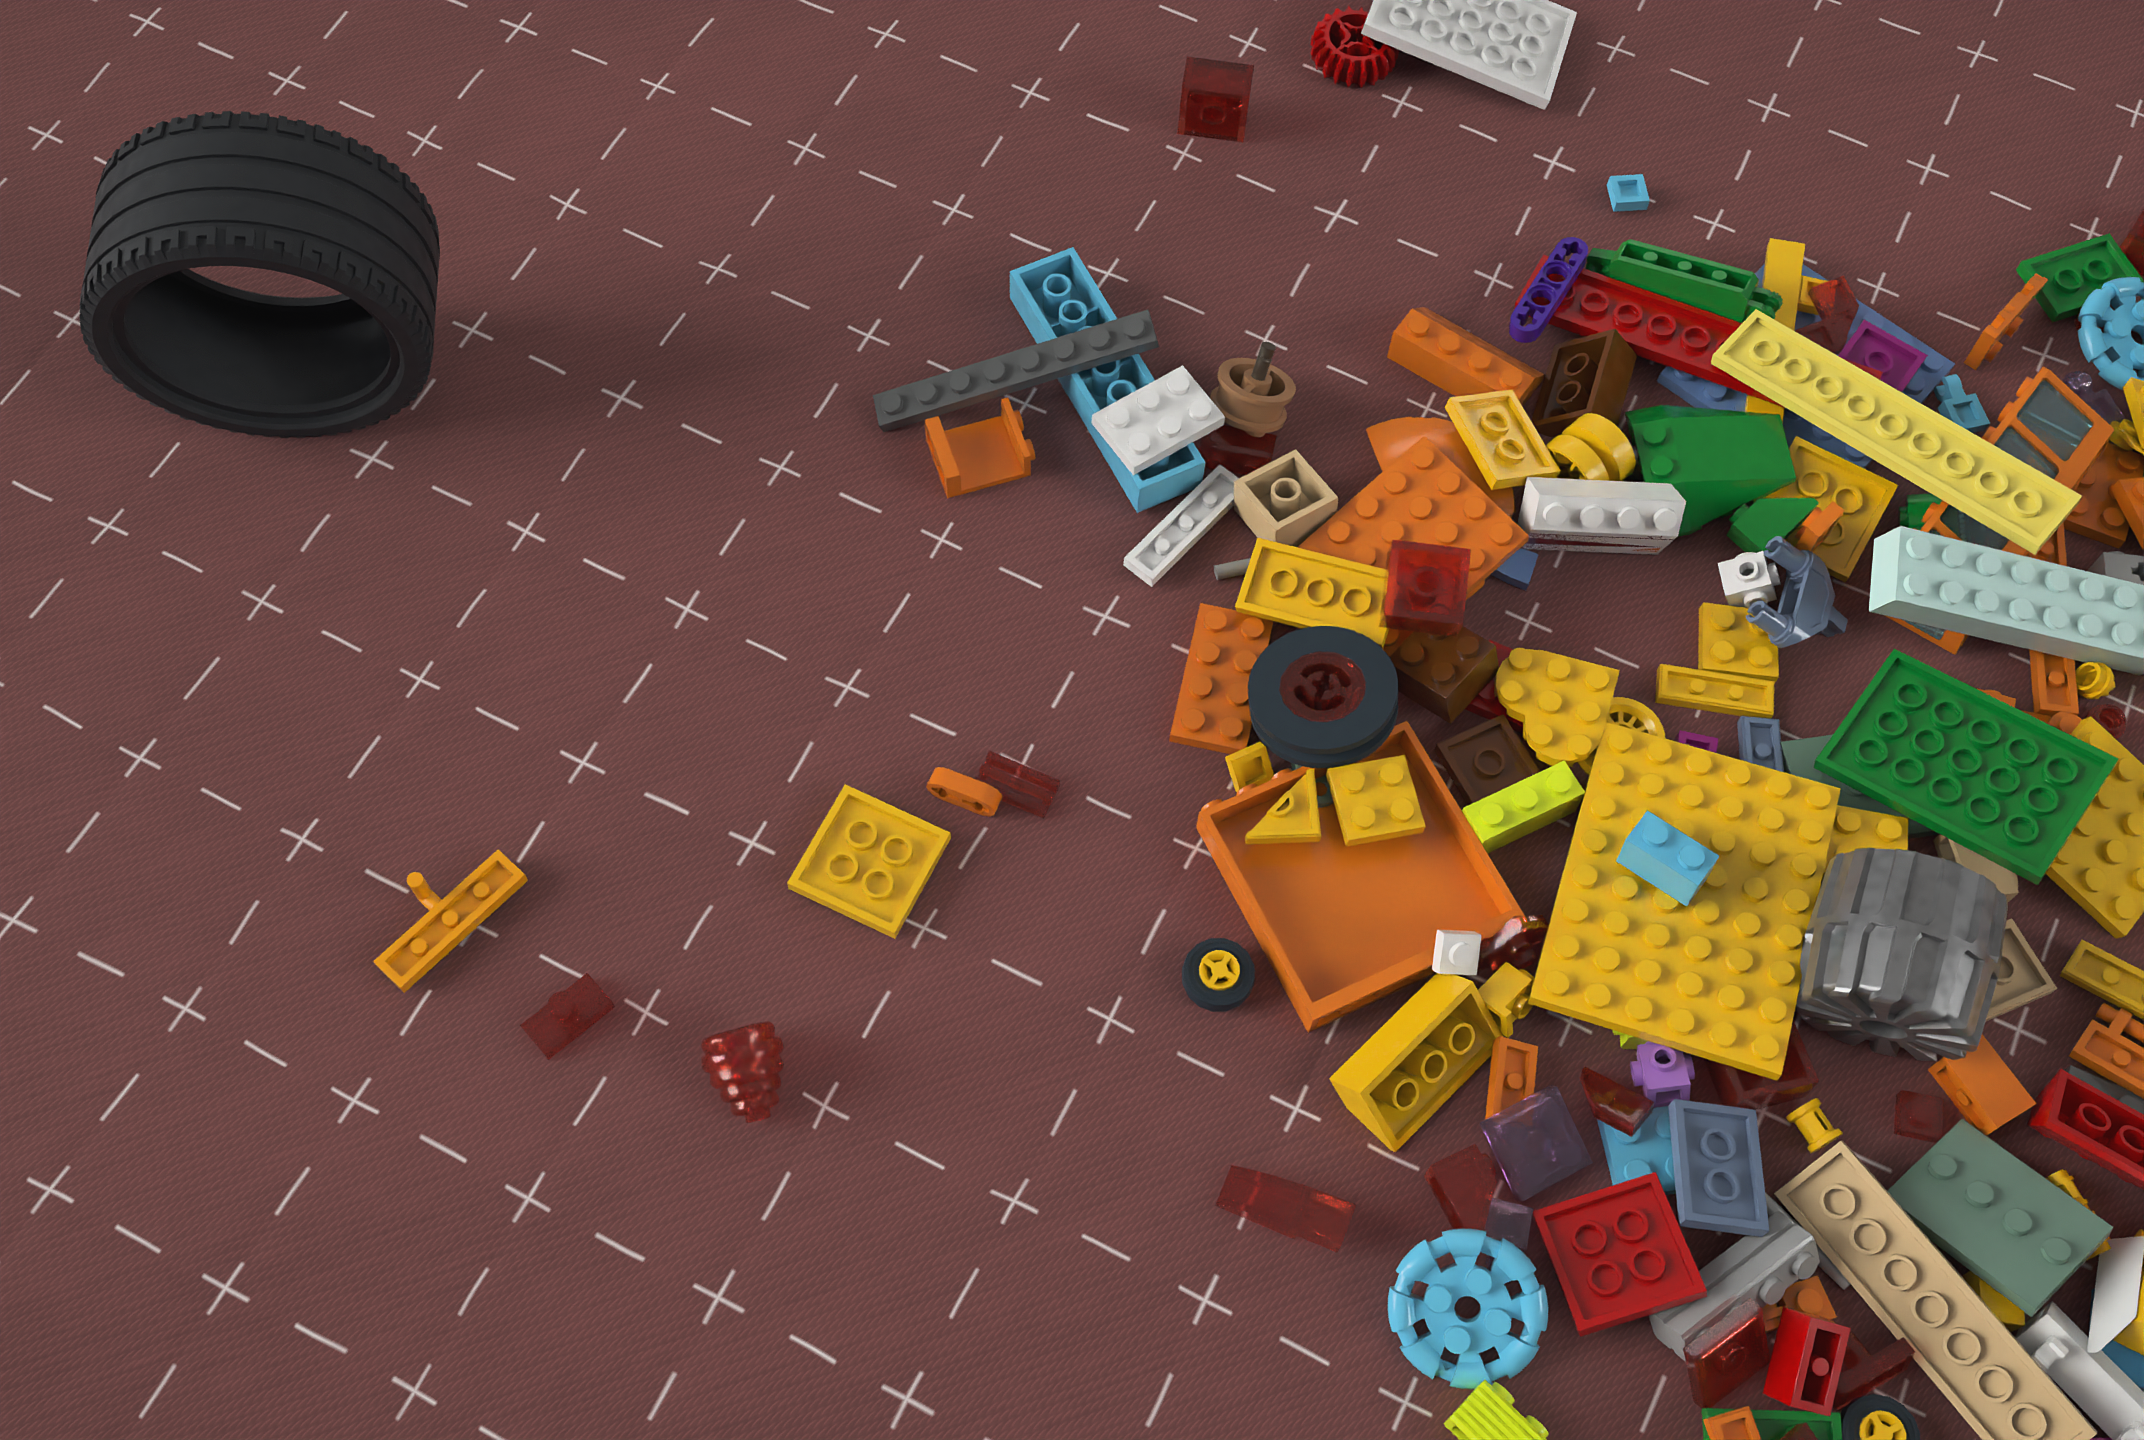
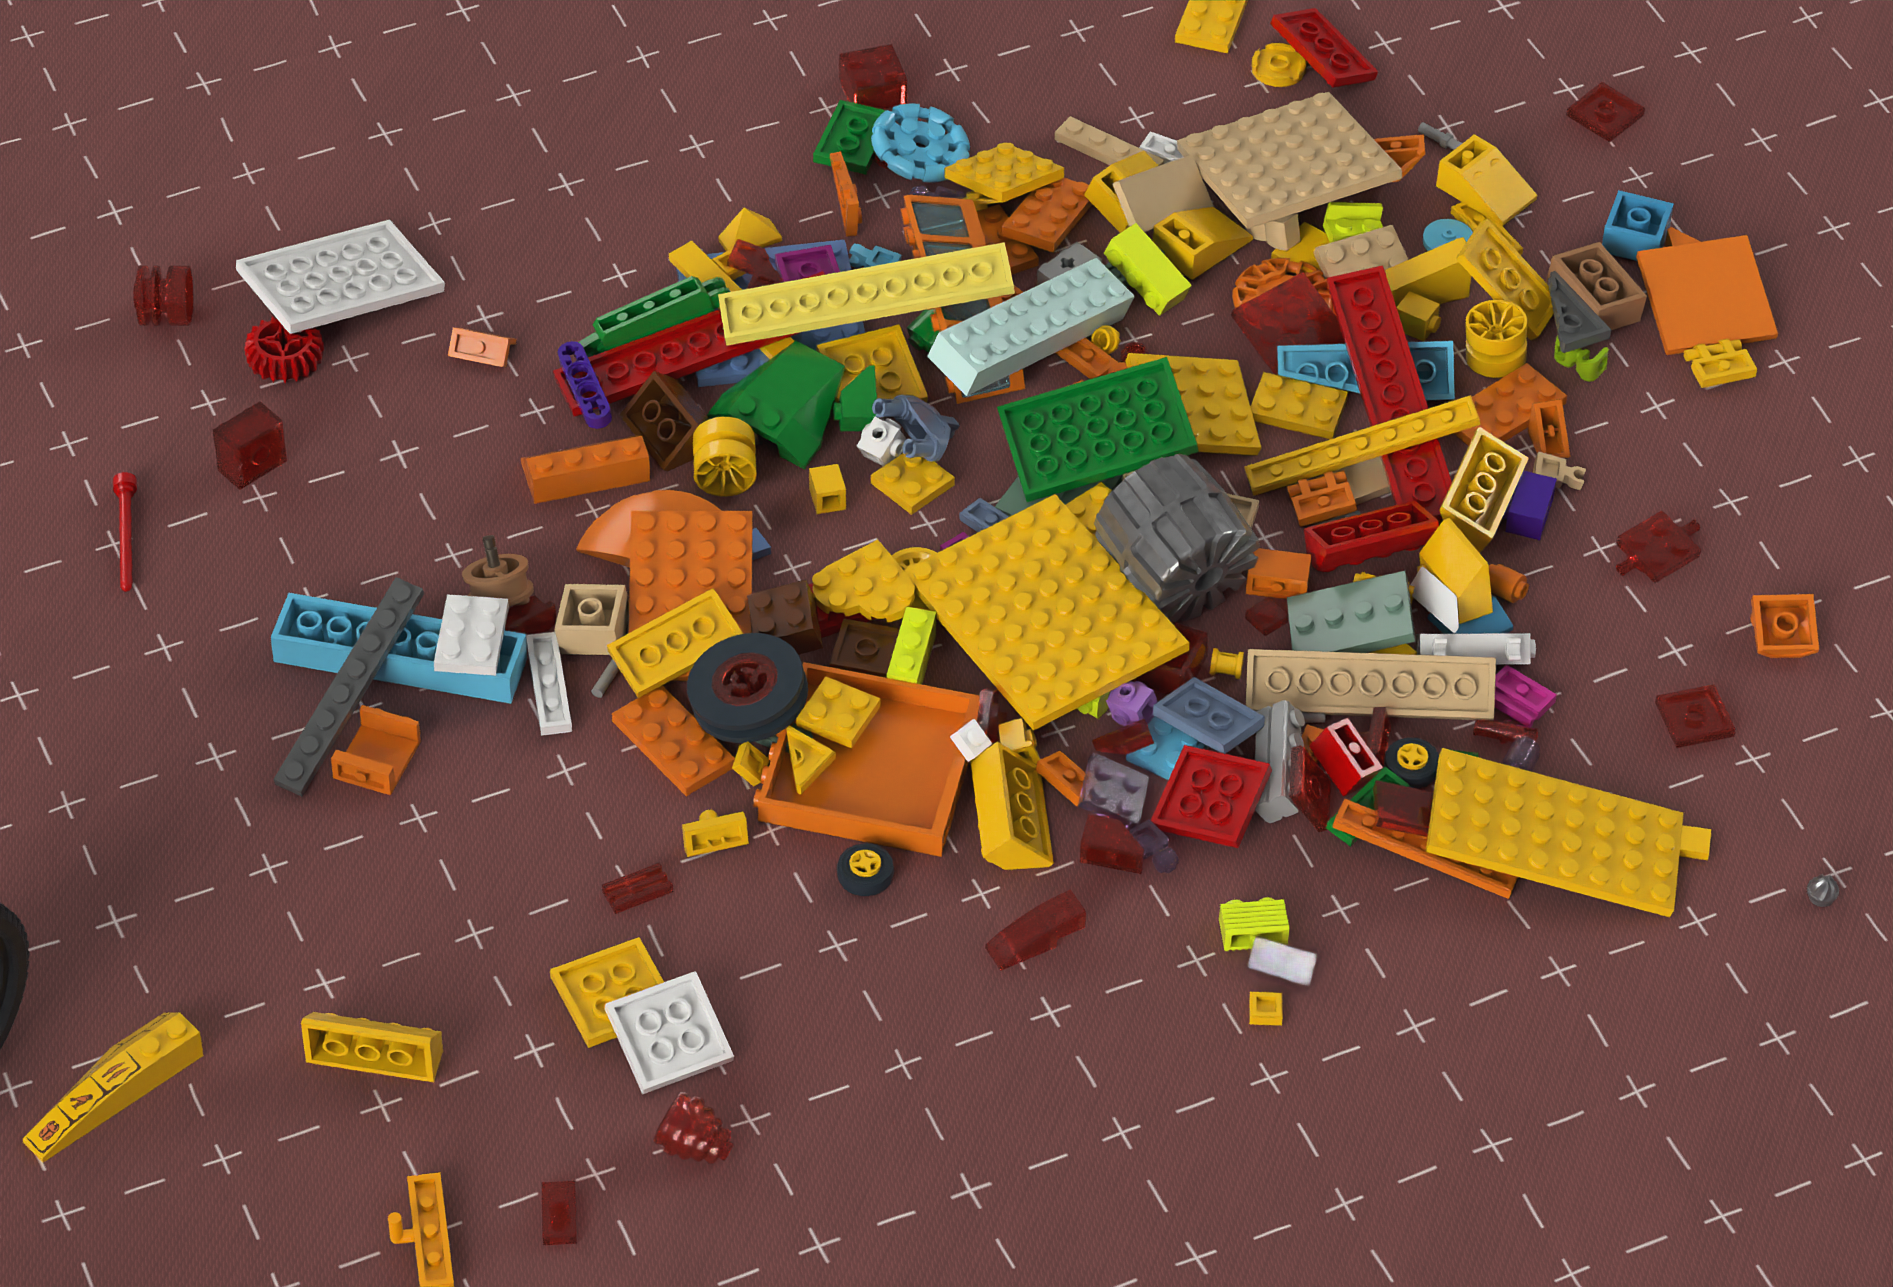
camera: 50 degrees left, 15 degrees down
(443, 532) = (117, 1081): none -> yellow wedge
(631, 700) = (371, 1046): none -> yellow slope
(852, 950) = (669, 1032): none -> white plate
(964, 791) = (617, 914): orange beam -> none
(1092, 52) = (125, 487): none -> red piece
(1137, 801) = (714, 833): none -> yellow tile
(1425, 588) = (739, 579): clear red brick -> none
(1474, 1334) = (1186, 873): medium azure plate -> none
(1501, 438) = (671, 478): yellow plate -> none
(1514, 181) = (480, 346): none -> orange panel
(1600, 515) = (771, 470): white slope -> none
(1628, 192) = (553, 297): medium azure plate -> none
(1645, 578) = (827, 488): none -> yellow brick
(1667, 858) = (1019, 595): medium azure brick -> none
(1714, 691) = (930, 514): yellow tile -> none
(1818, 527) = (889, 377): orange plate -> none
(1877, 283) = (750, 228): none -> yellow slope

